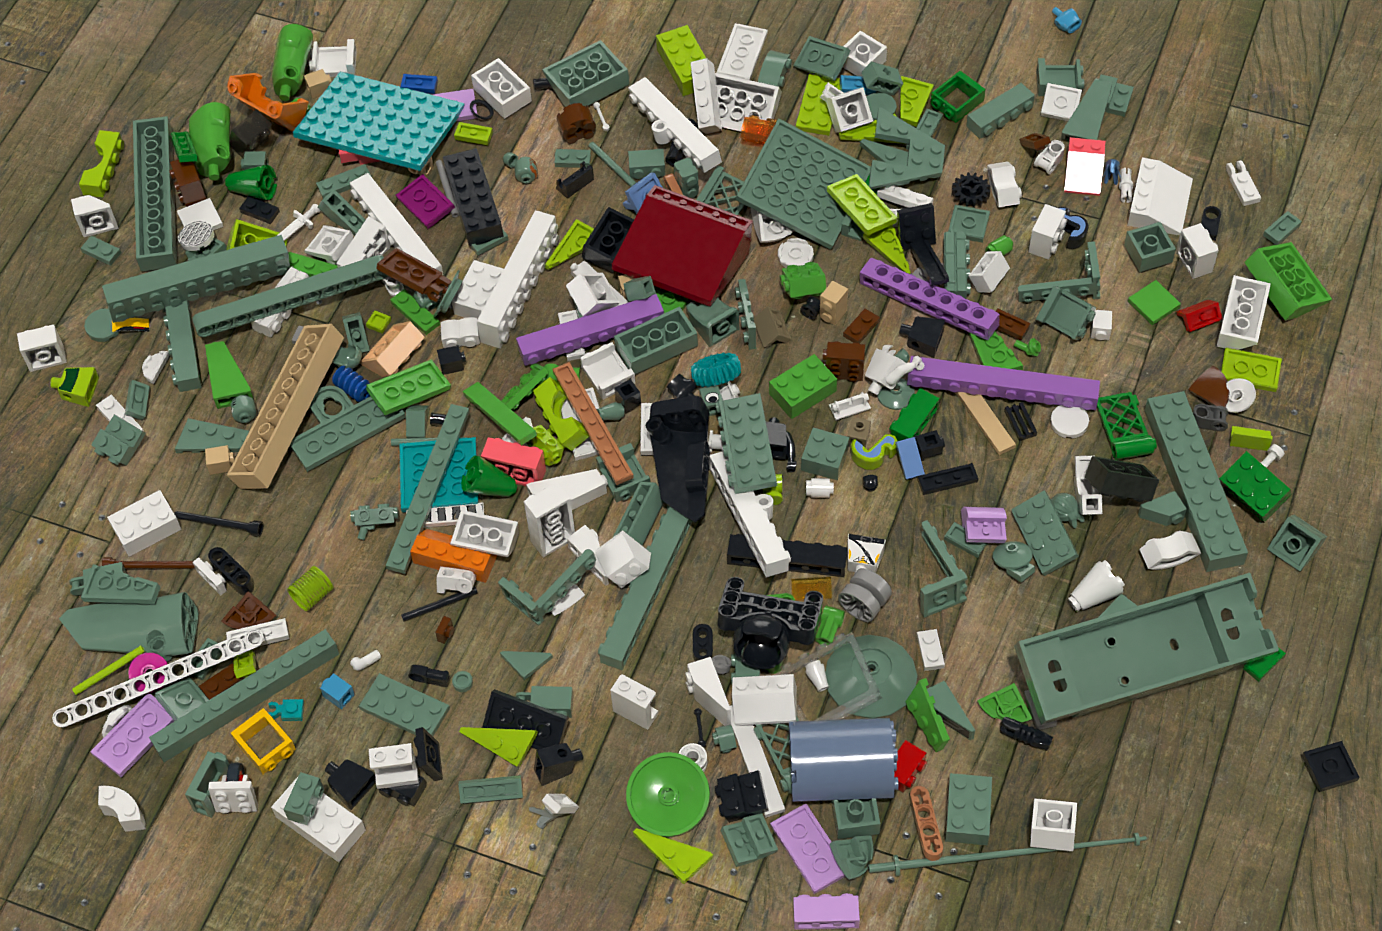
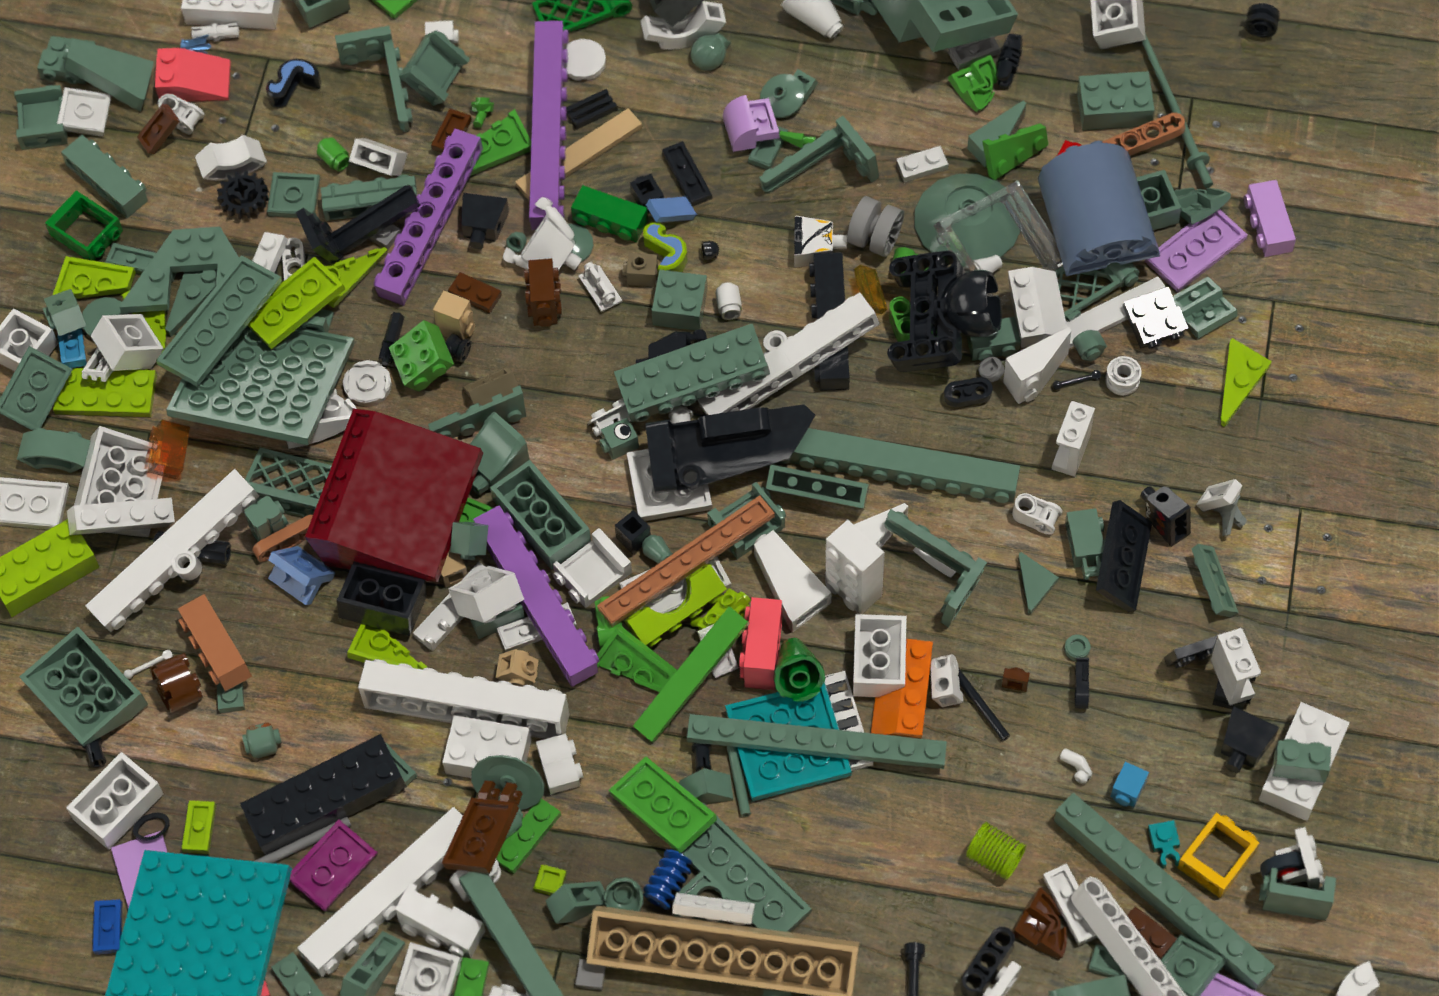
camera: 100 degrees left, 5 degrees up
(245, 664) = (1130, 895): lime plate -> none
(319, 404) = (713, 909): none -> white plate
(368, 518) = (872, 801): sand green brick -> none
(393, 349) = (597, 845): light nougat slope -> none
(403, 706) = (1128, 706): sand green plate -> none
(451, 359) = (605, 765): black brick -> none
(506, 743) = (1152, 576): lime wing -> none
(509, 159) = (242, 768): sand green hinge -> none
(536, 314) = (517, 668): none -> tan brick
(575, 181) = (273, 672): black hinge -> none
(580, 674) = (1038, 513): none -> white piece
(600, 145) = (214, 643): none -> nougat brick
(612, 164) = (249, 619): sand green piece -> none
(623, 559) = (887, 481): white slope -> none
(646, 161) = (236, 585): sand green brick -> none
(668, 794) = (1177, 388): bright green dish -> none
(681, 387) = (606, 476): black piece -> none
(716, 369) = (572, 431): teal gear -> none
(802, 386) = (583, 338): bright green brick -> none
(833, 271) = (392, 335): none -> black piece
(849, 155) = (219, 321): none -> sand green plate
(966, 560) = (796, 139): none -> bright green bar
(1044, 533) = (749, 64): sand green plate -> none
(1047, 232) = (310, 99): white brick -> none

